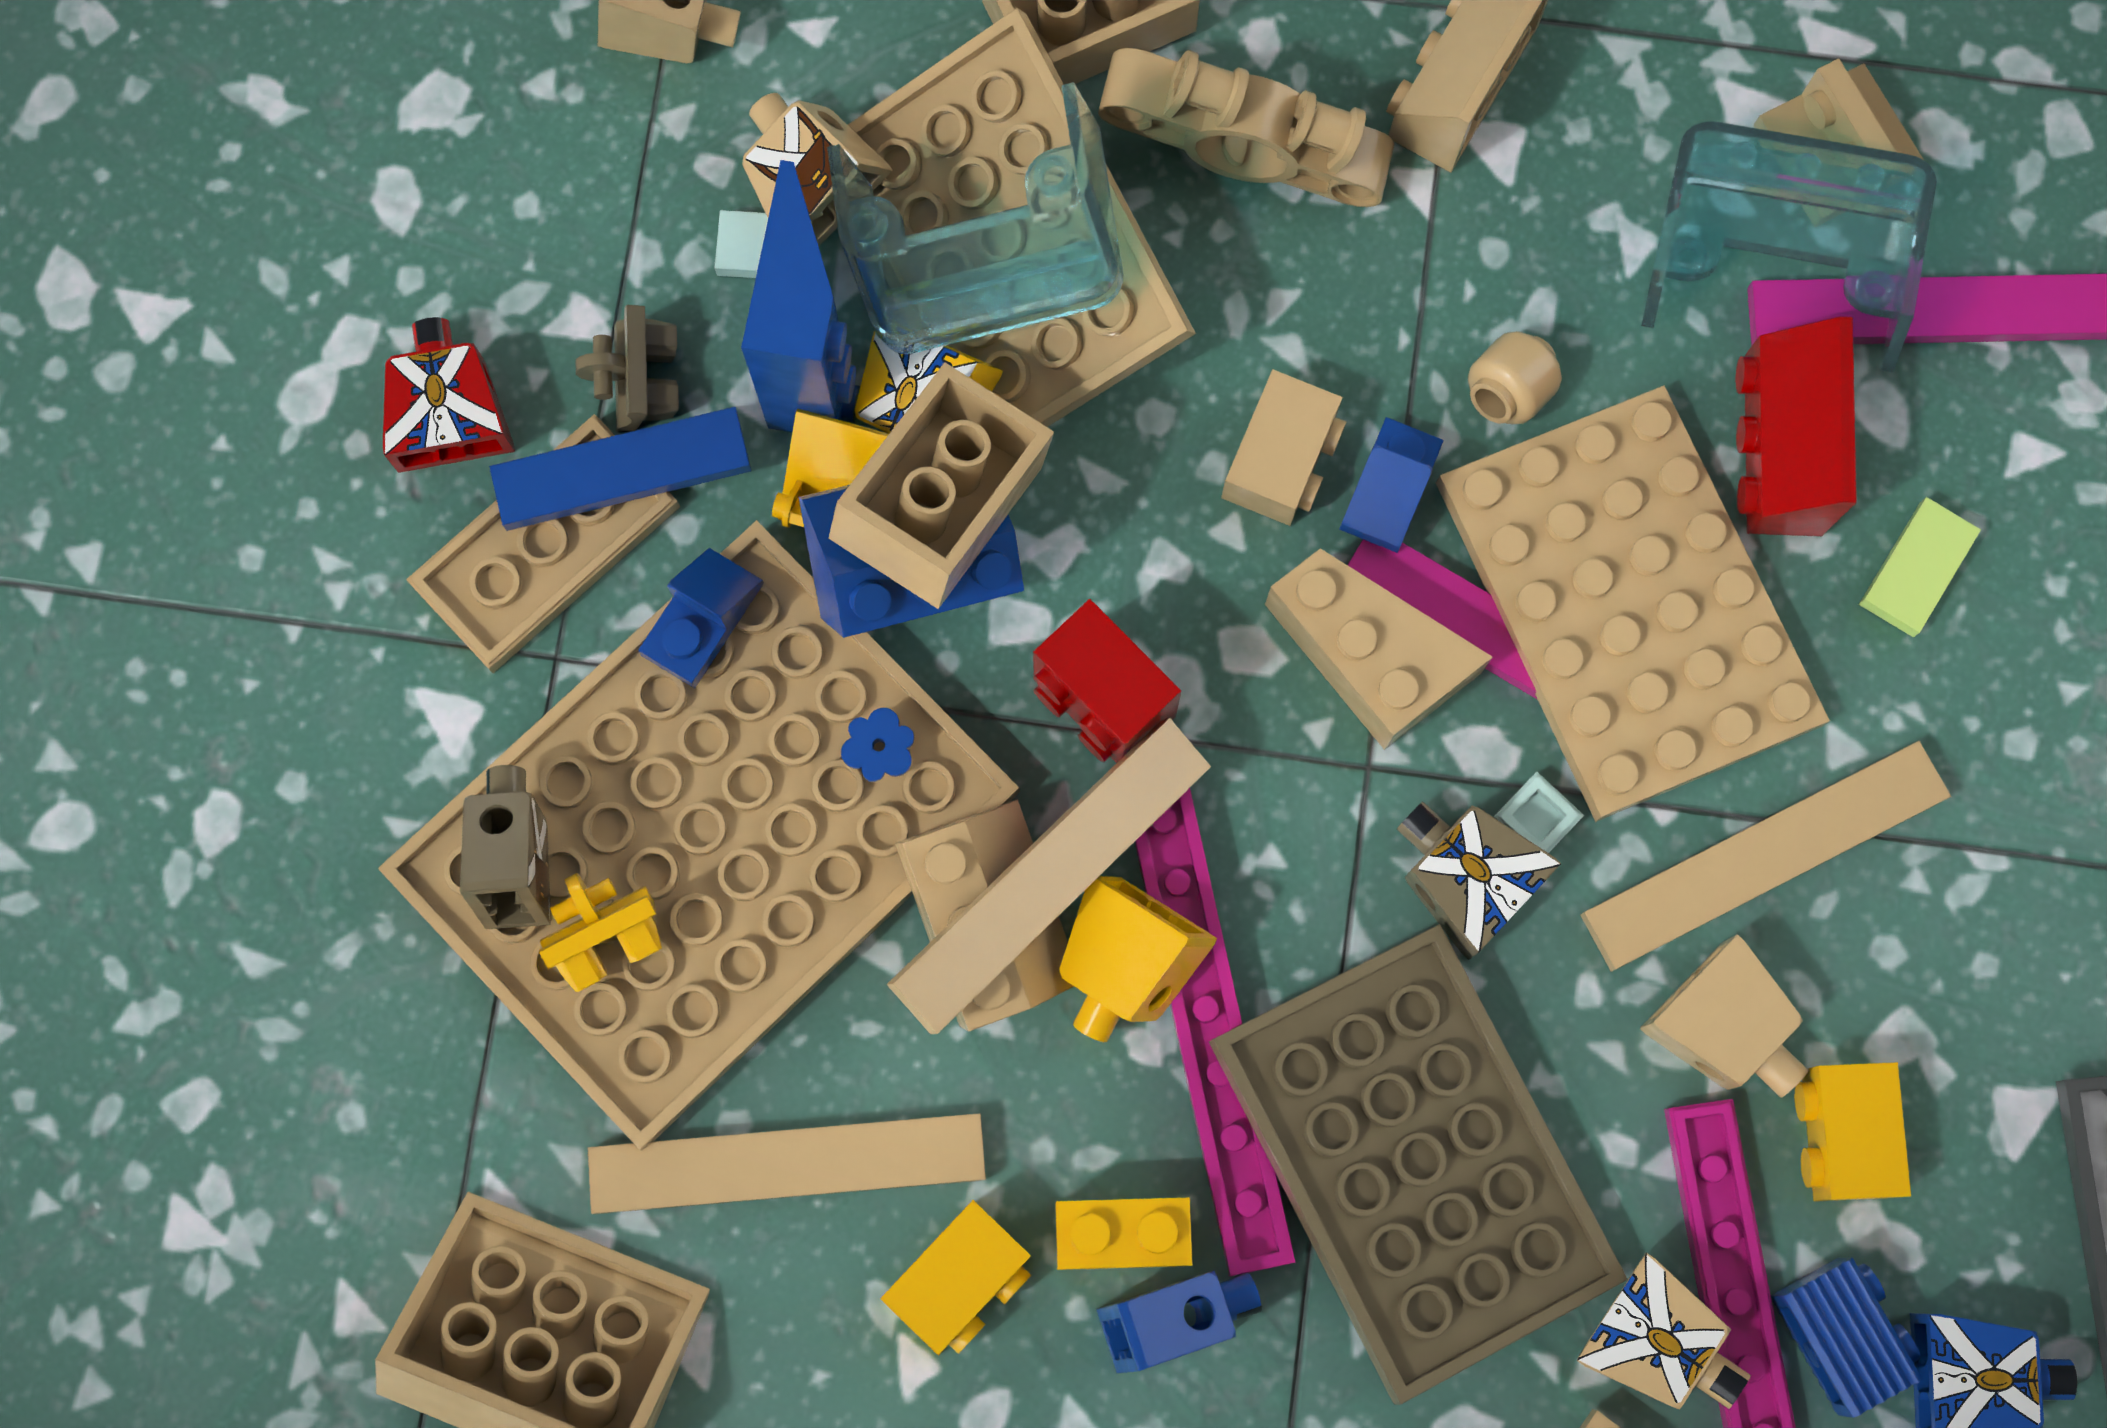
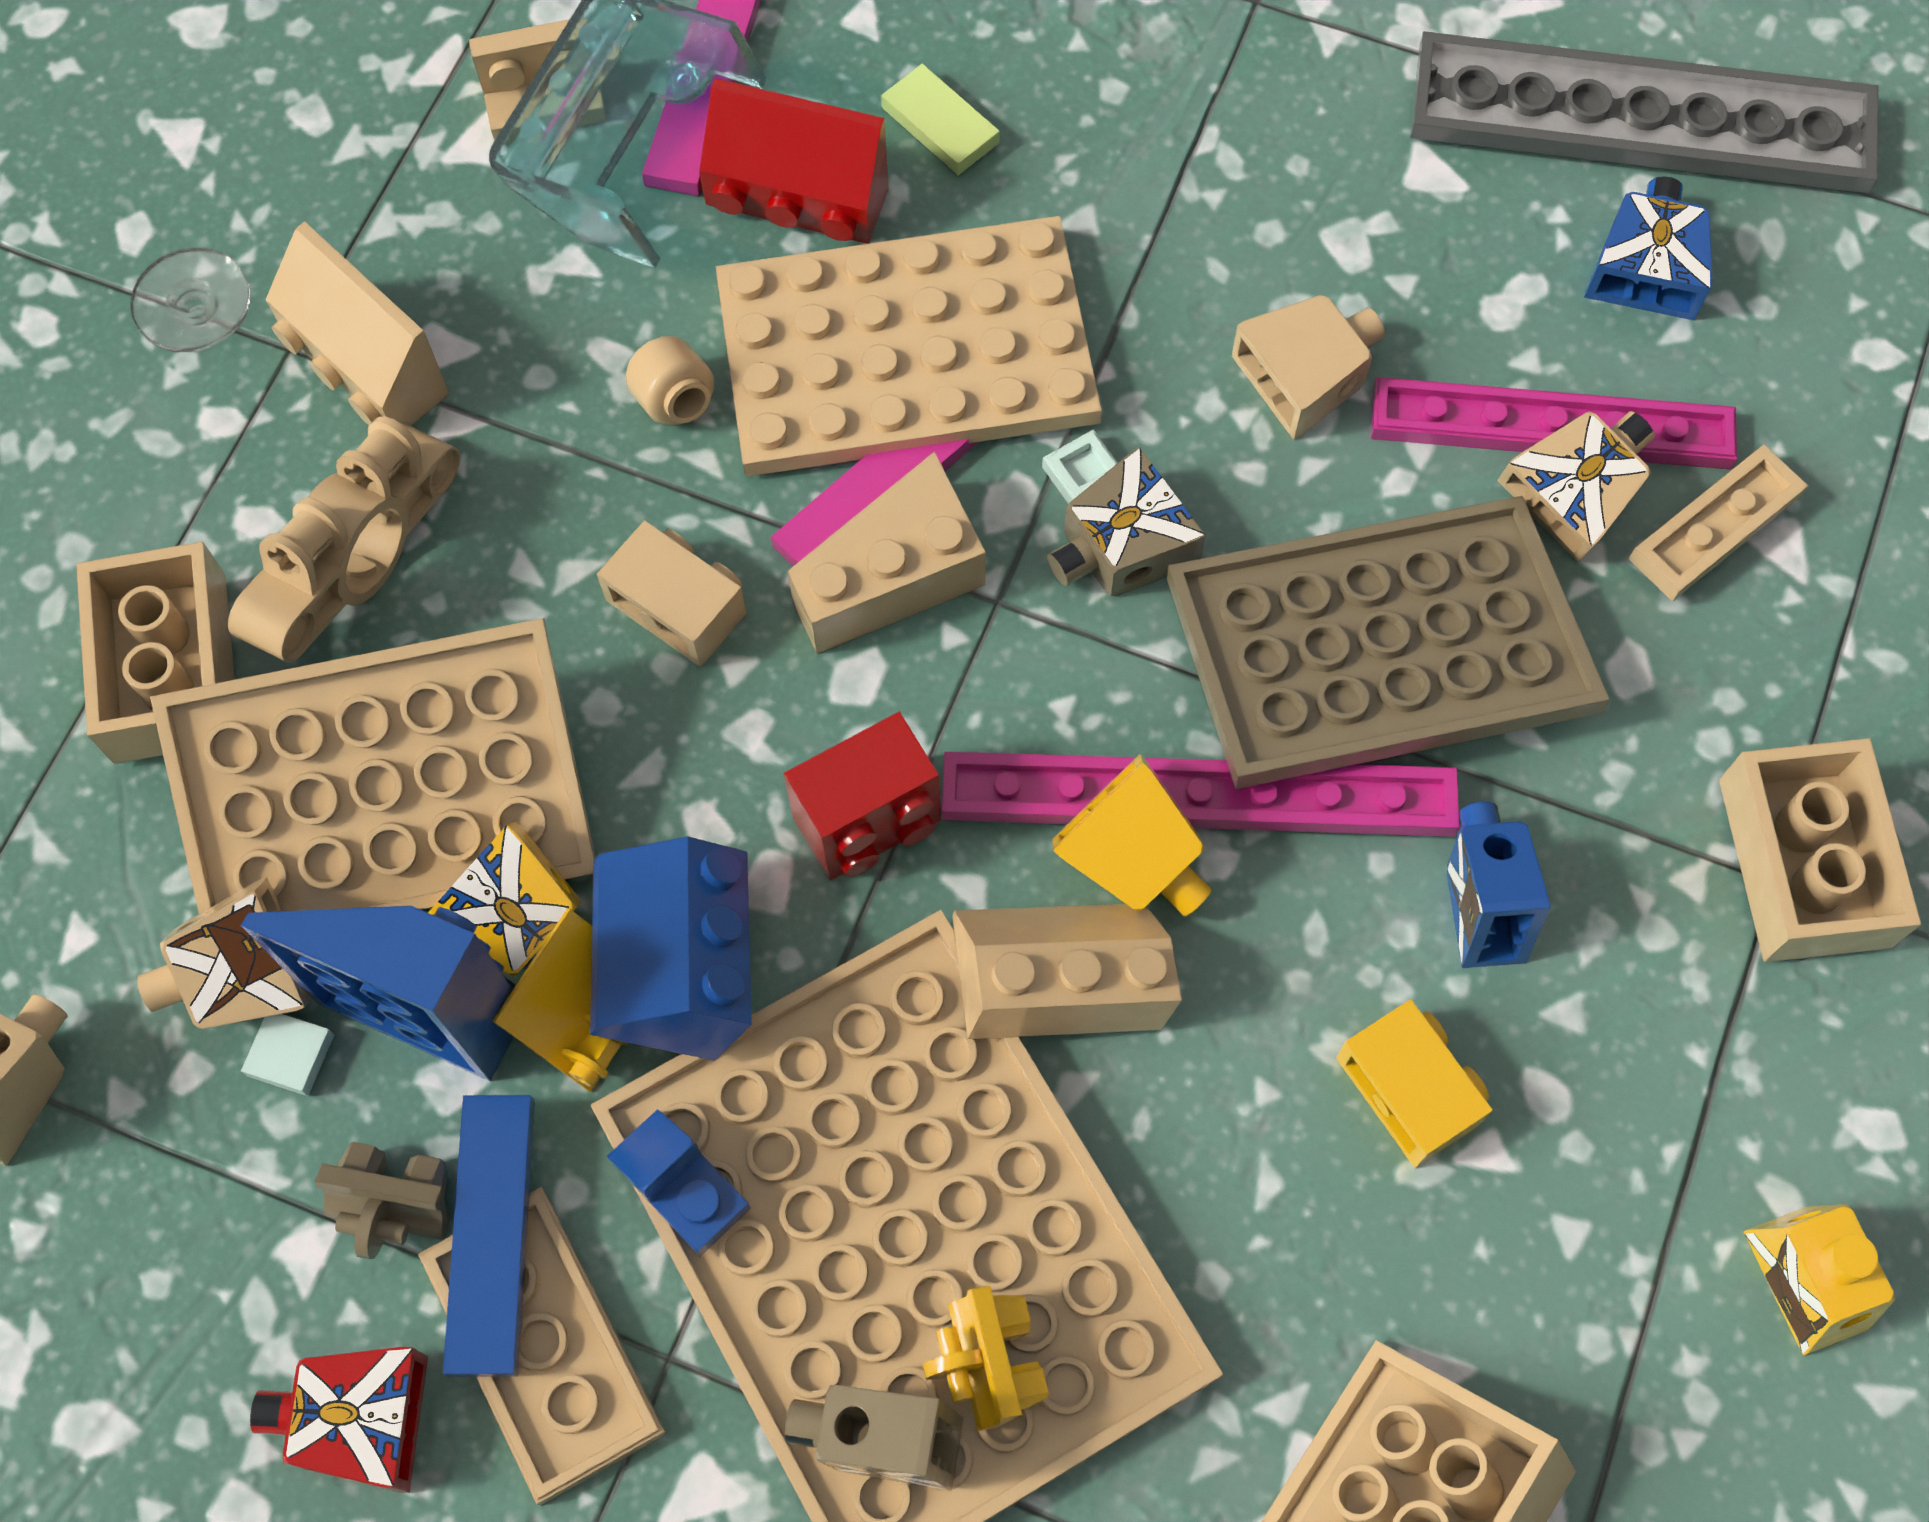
camera: 75 degrees left, 10 degrees down
(786, 1163) = (1263, 1237): tan tile -> none
(880, 727) = (848, 1020): blue plant -> none
(940, 485) = (630, 877): tan brick -> none
(991, 269) = (420, 776): clear light blue windscreen -> none
(1048, 876) = (1053, 887): tan tile -> none
(1123, 1233) = (1401, 915): yellow brick -> none
(1391, 485) = (739, 507): blue slope -> none
(1765, 856) = (1166, 304): tan tile -> none
(1848, 1336) = (1602, 339): blue brick -> none
(1853, 1132) = (1428, 288): yellow brick -> none

